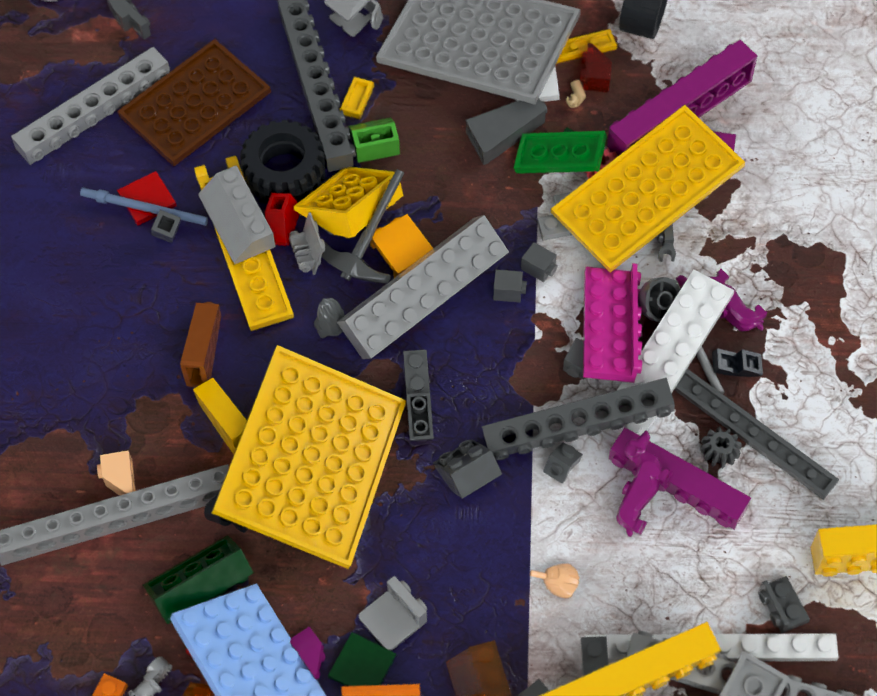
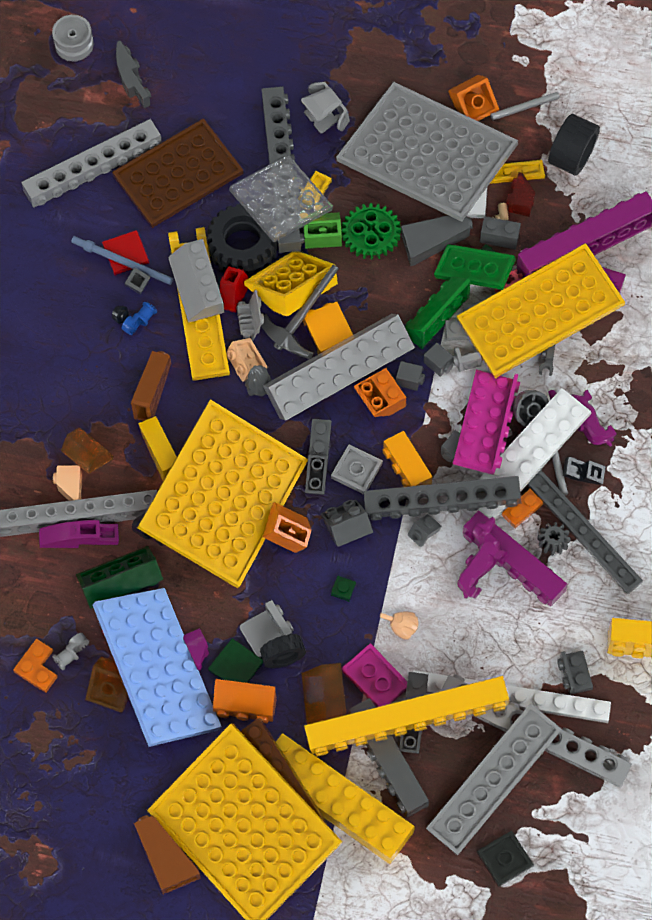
camera: 10 degrees right, 5 degrees up
(132, 431) = (85, 450): none -> clear orange slope
(138, 532) = (78, 533): none -> magenta slope
(151, 267) = (120, 314): none -> black plate
(177, 268) = (140, 318): none -> blue connector
(306, 294) = (244, 356): none -> light nougat bracket
(320, 107) = (281, 198): none -> clear plate
(397, 486) = (287, 528): none -> orange slope
(419, 637) = (282, 651): none -> black tyre
(433, 126) = (371, 231): none -> green gear
(466, 403) = (356, 469): none -> light grey plate
(478, 548) = (343, 588): none -> dark green plate
(480, 310) = (381, 394): none -> orange slope
(525, 383) = (406, 461): none -> light orange brick
(527, 206) = (438, 310): none -> green slope
(539, 651) = (375, 677): none -> dark pink tile
(573, 259) = (468, 361): none -> light grey bracket
(580, 112) = (500, 233): none -> dark grey brick
(671, 425) = (521, 512): none -> orange plate

